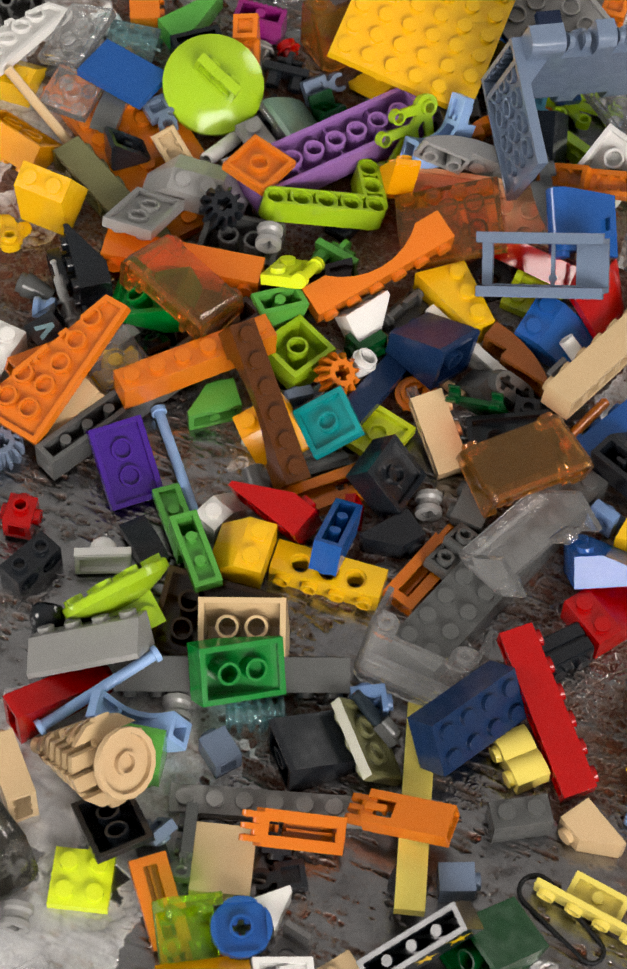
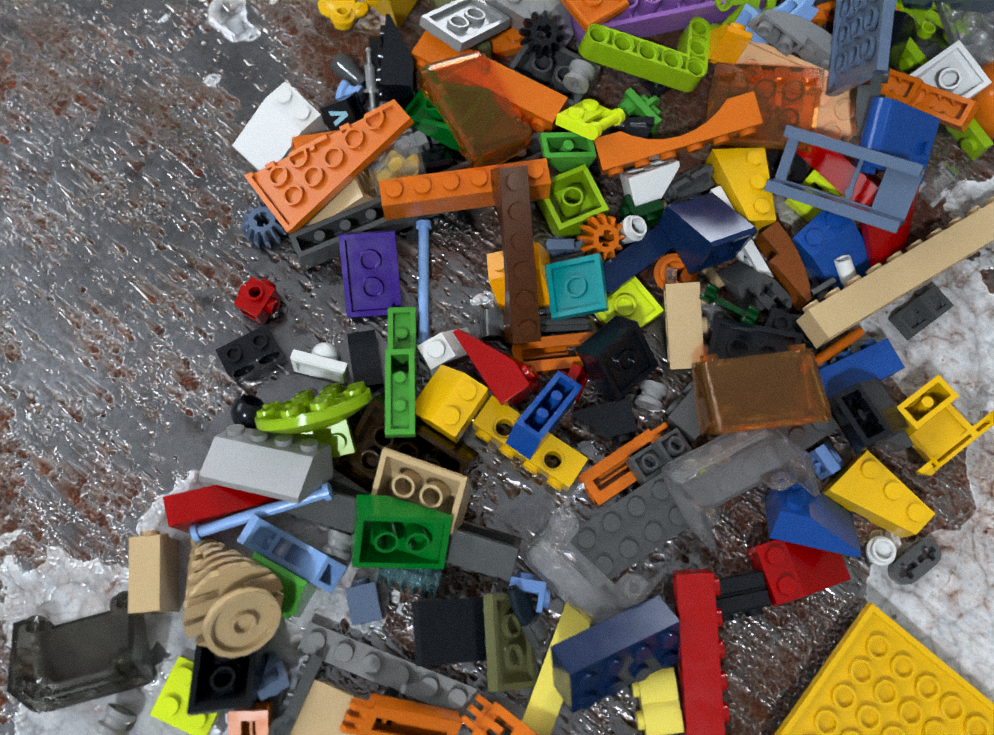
camera: 20 degrees right, 15 degrees up
(215, 405) = (476, 234): bright green slope -> none

